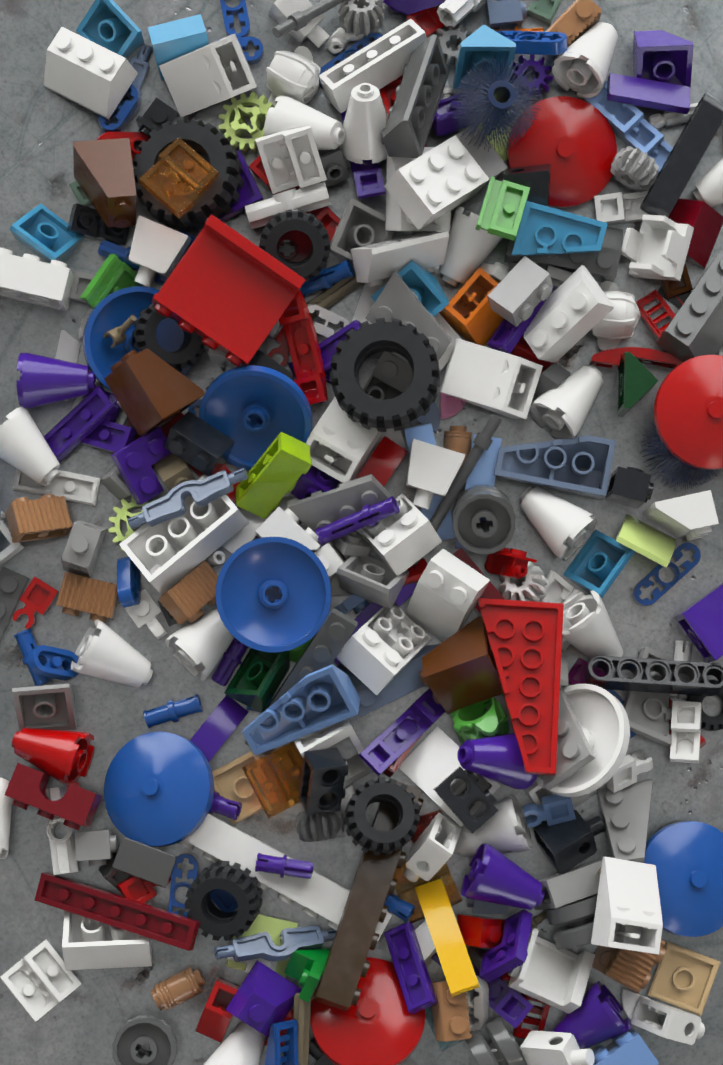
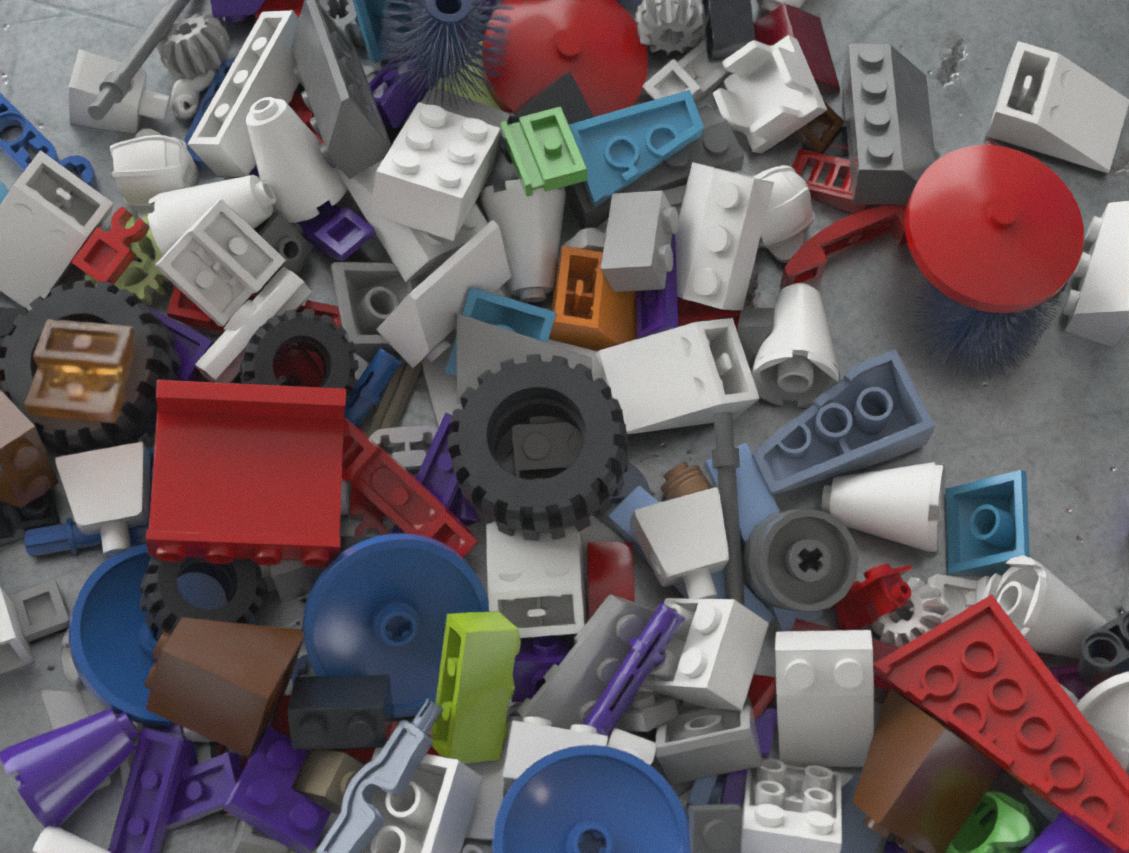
camera: 30 degrees left, 15 degrees down
(110, 278) = (65, 572): bright green plate -> none
(118, 333) = (127, 635): dark tan hand -> none
(235, 114) = (107, 254): none -> red plate
(450, 406) = (645, 451): bright pink tile -> none
(629, 487) = (957, 398): black brick -> none
(633, 382) = (859, 269): dark green slope -> none
(646, 540) = (1027, 453): yellowish green slope -> none
(656, 594) = (1069, 466): blue beam -> none
(686, 515) = (1055, 383): white slope -> none

